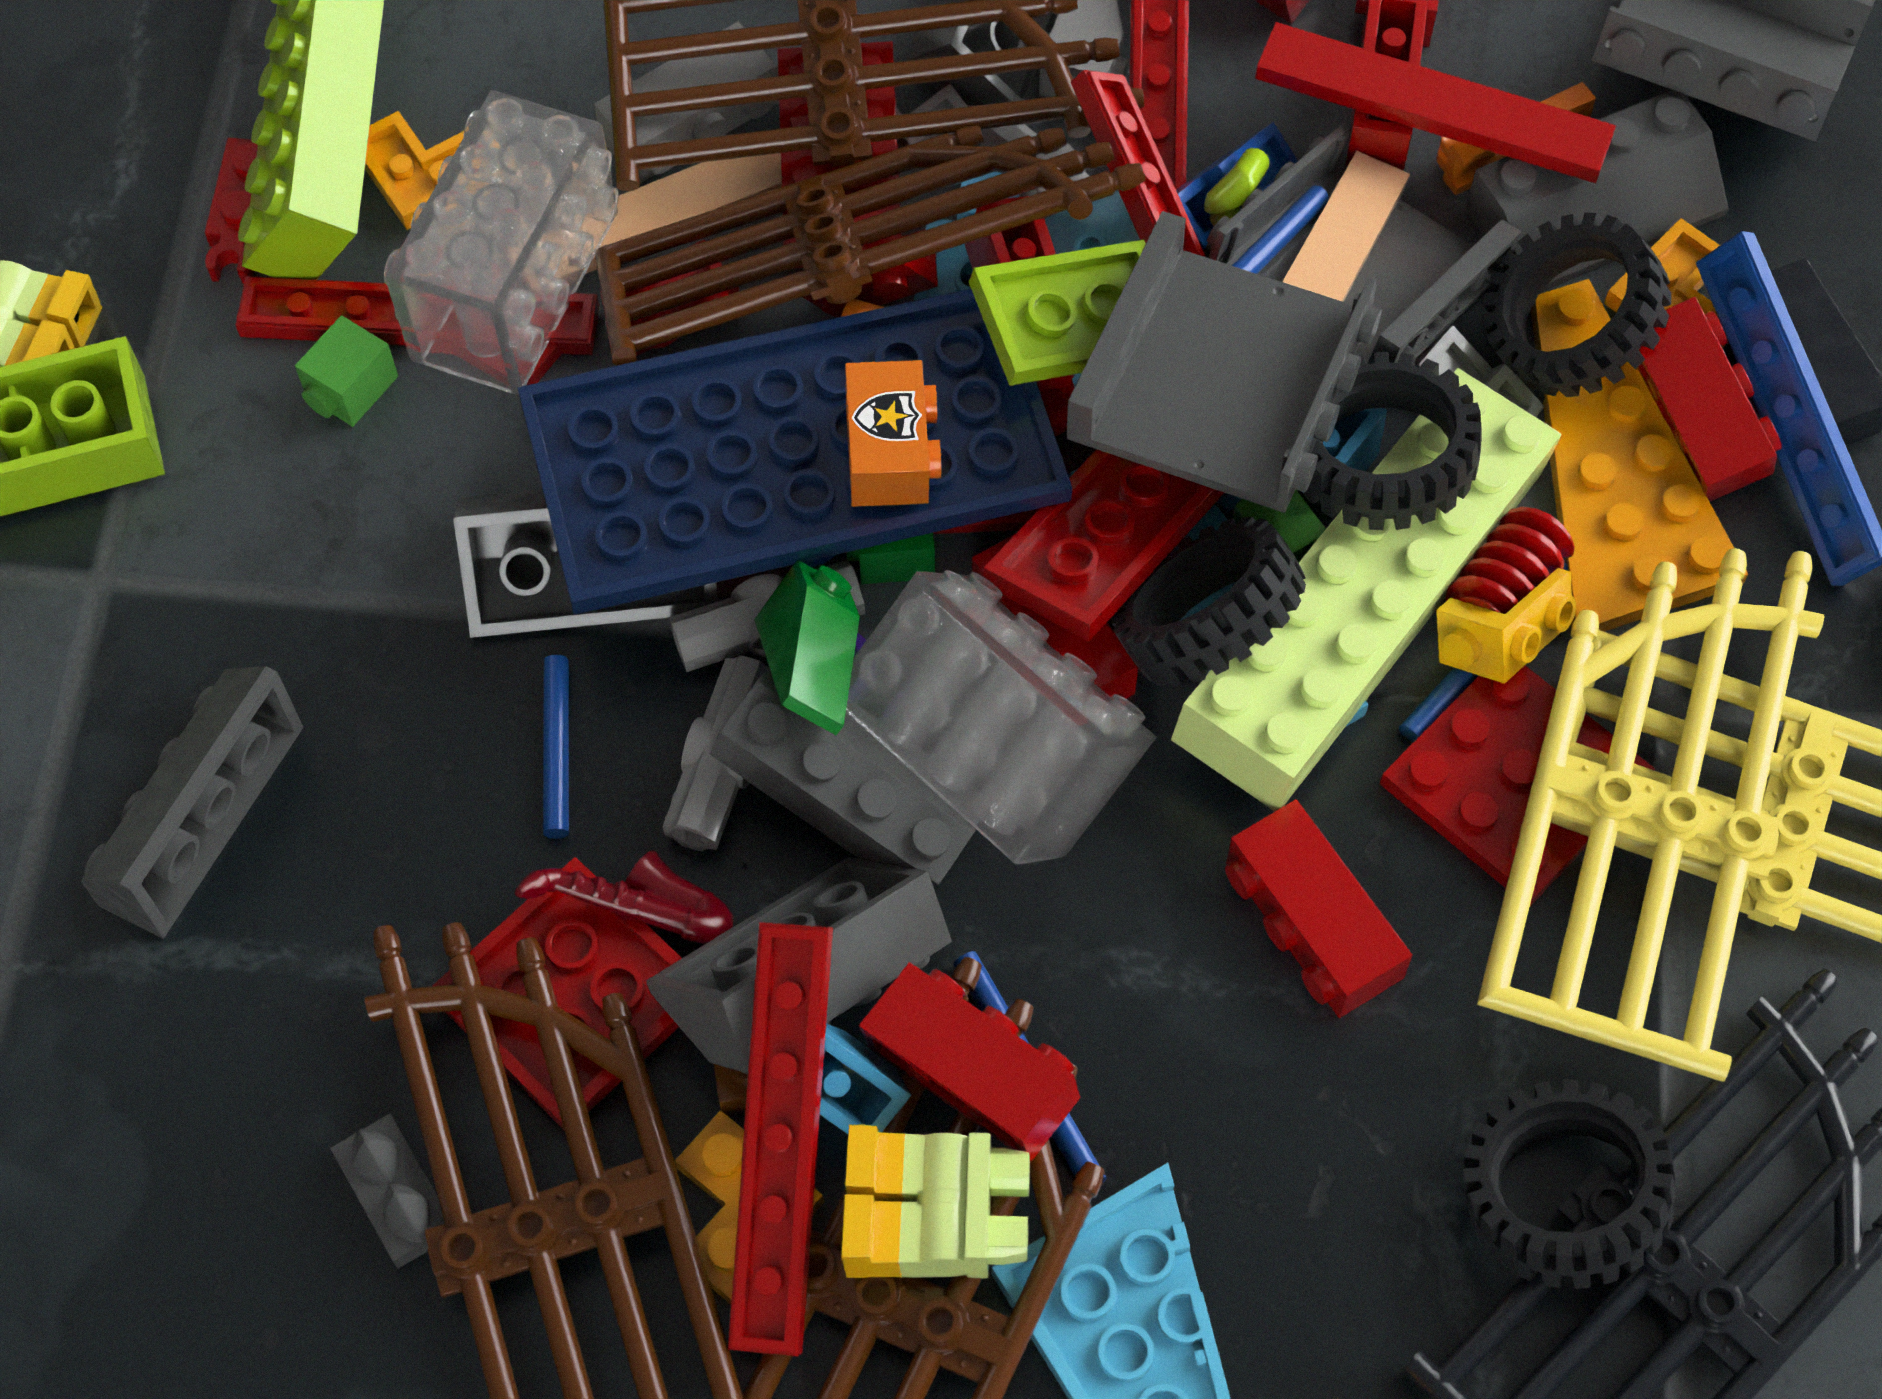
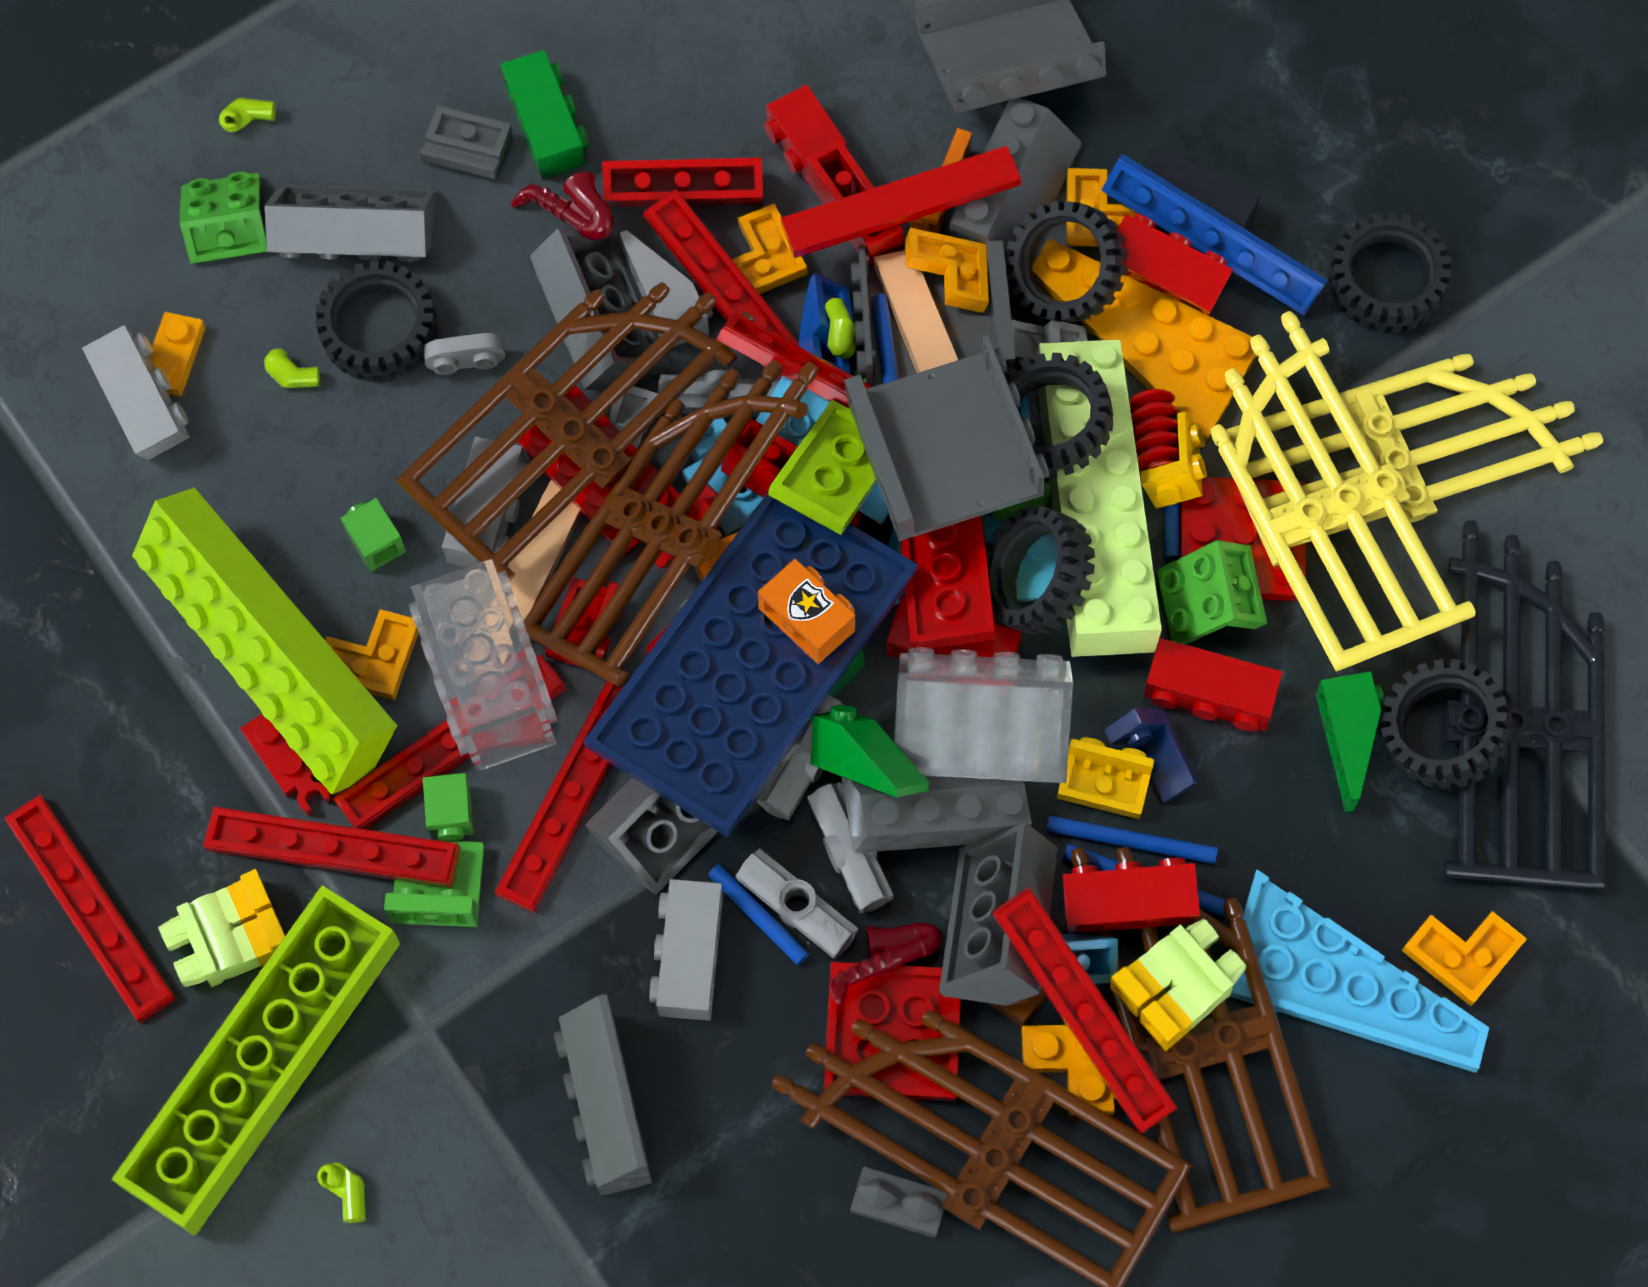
camera: 40 degrees left, 5 degrees up
(196, 324) = (332, 847): none -> red tile
(256, 440) = (439, 905): none -> bright green bracket
(424, 486) = (558, 816): none -> red tile
(439, 718) = (687, 950): none -> light grey brick
(545, 49) = (373, 534): none -> bright green brick
(603, 796) = (817, 921): none -> light grey piece
(1056, 1010) = (1132, 839): none -> blue bar
(1087, 911) = (1106, 777): none -> yellow bracket
(1186, 925) = (1153, 734): none -> dark blue bracket
(1227, 81) = (770, 257): none -> light orange plate
(1418, 796) = (1211, 591): none -> bright green bracket
(1445, 215) = (958, 260): none -> light orange plate
(1448, 1094) = (1350, 719): none -> green slope

